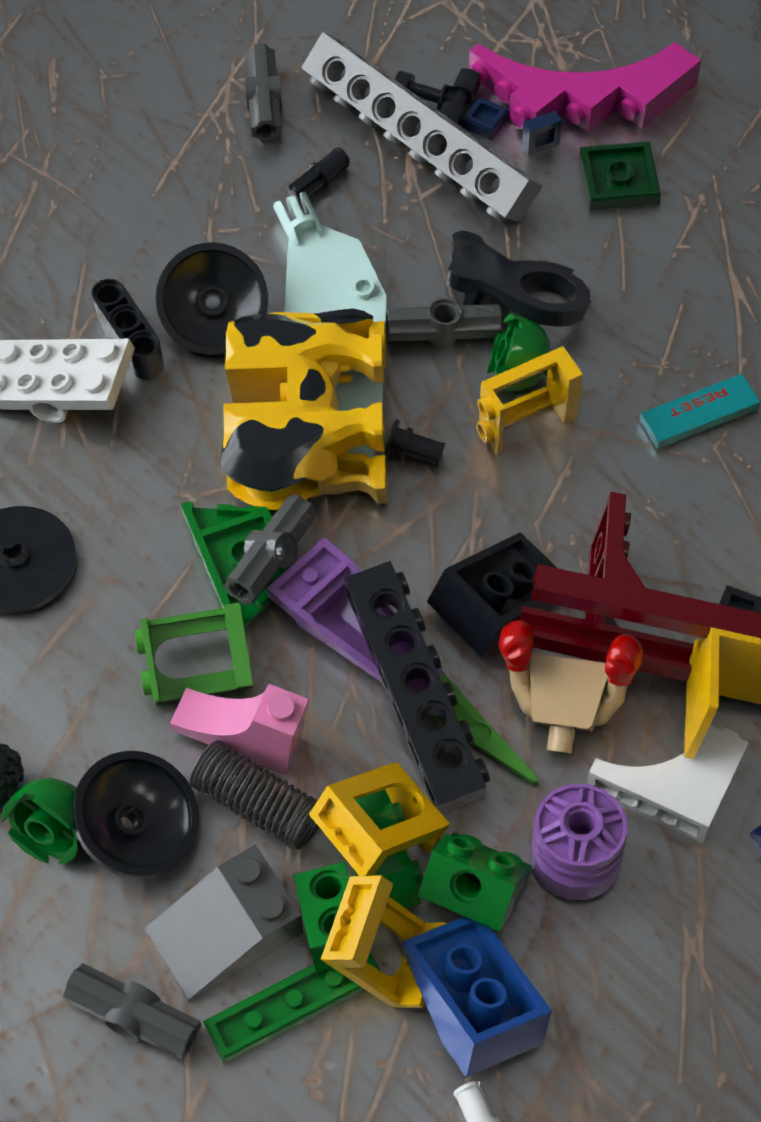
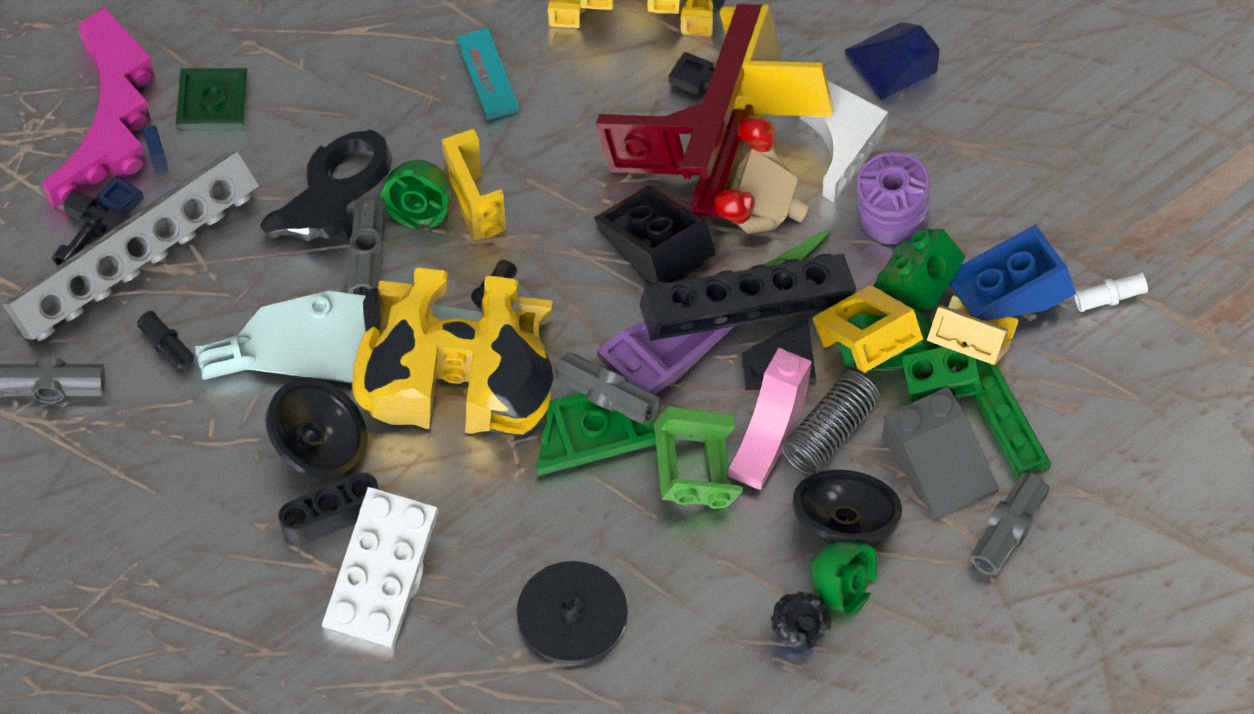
camera: 85 degrees left, 0 degrees up
(348, 740) = (757, 359): none -> black wing

